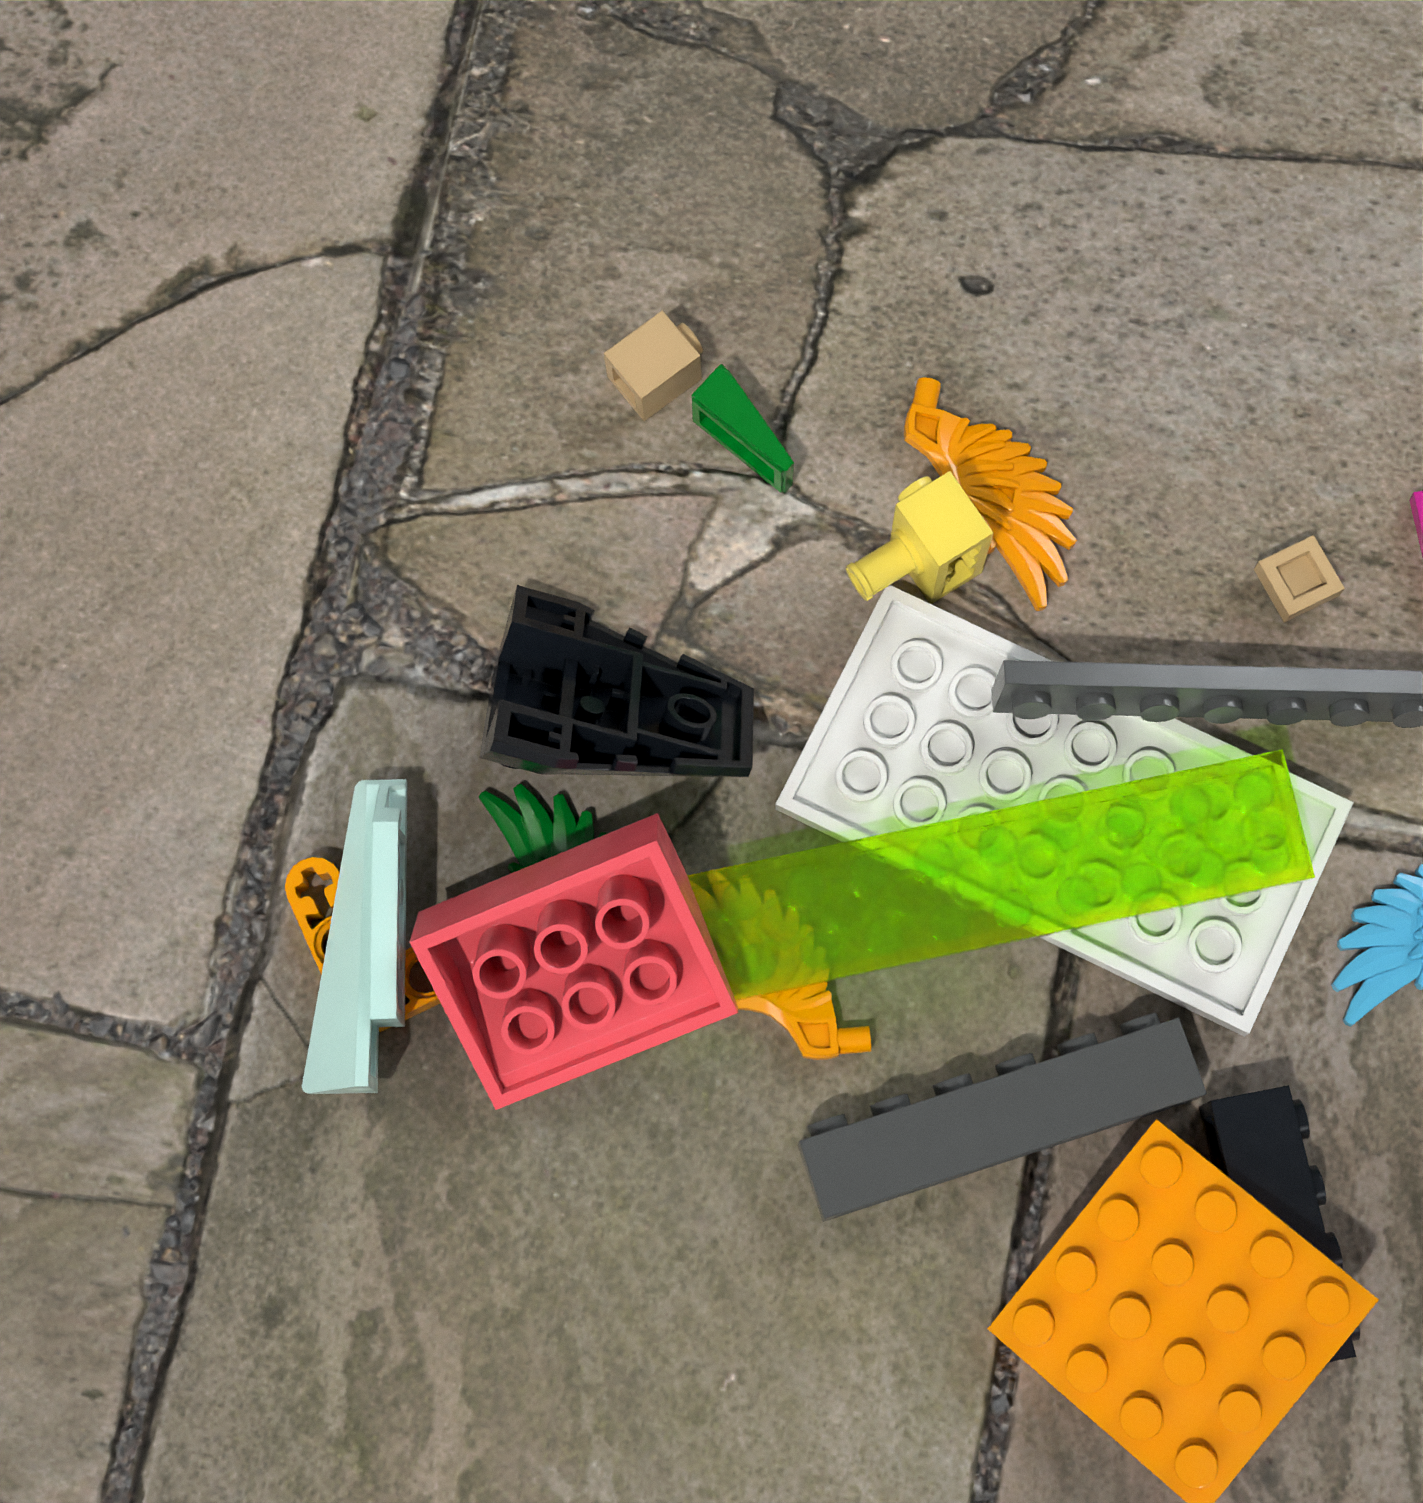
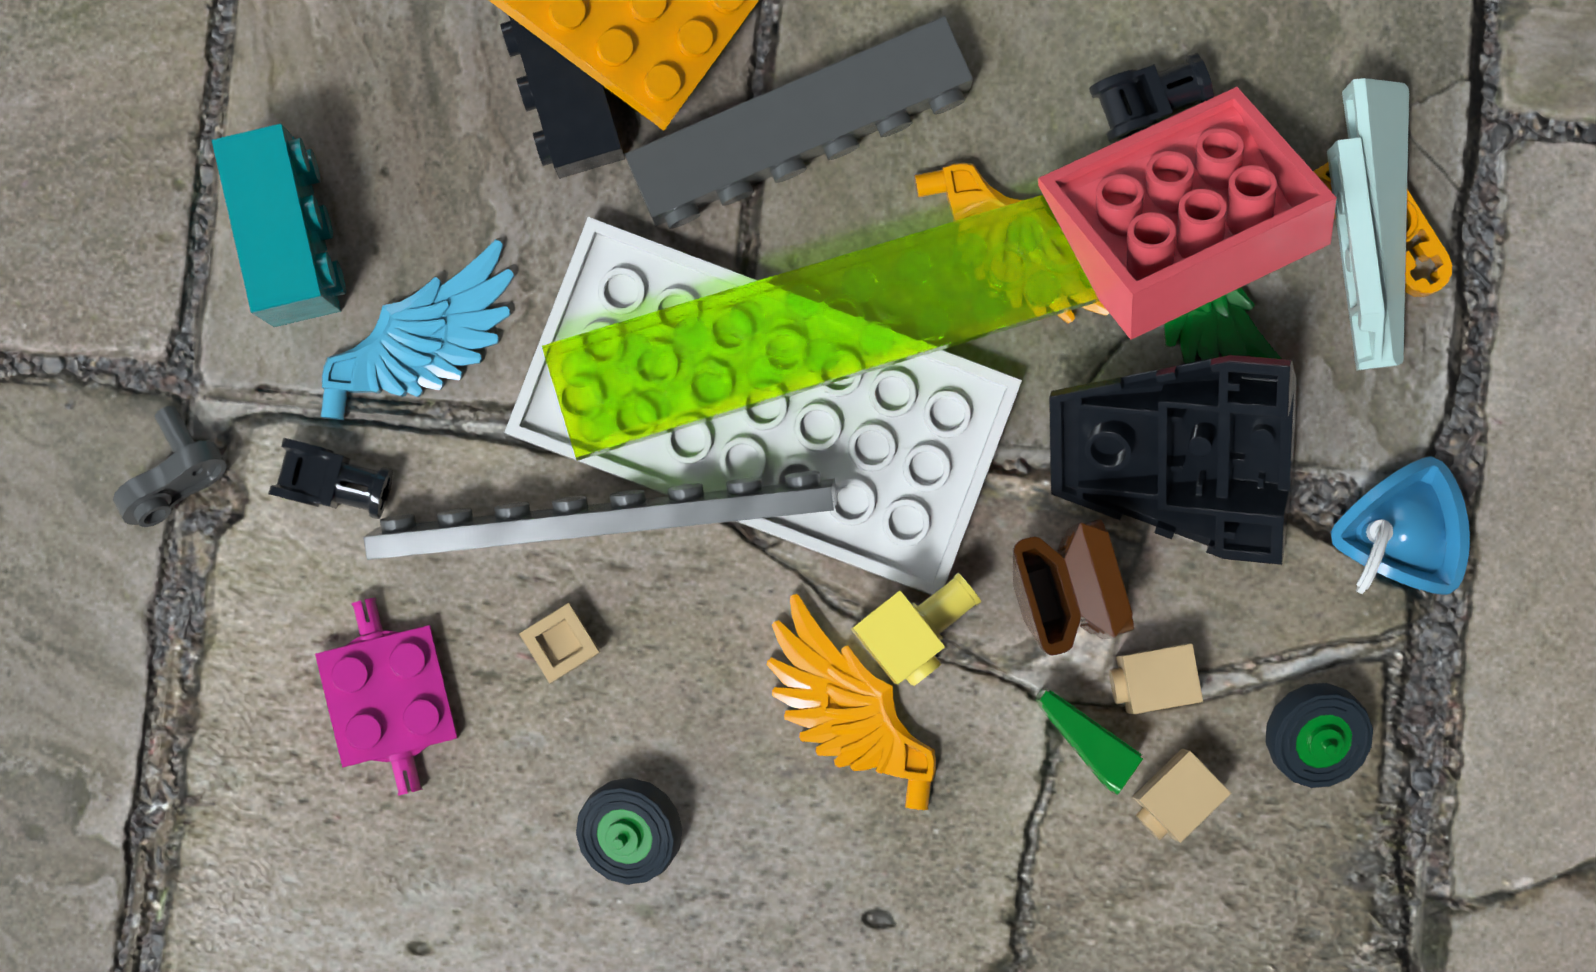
camera: 170 degrees right, 10 degrees up
(376, 607) = (1409, 529): none -> dark azure hat
(502, 410) = (1319, 735): none -> black wheel
(598, 1110) = (1146, 97): none -> black connector
(665, 482) = (1156, 679): none -> tan brick
(749, 568) = (1071, 587): none -> reddish brown piece
(1235, 380) = (629, 831): none -> black wheel

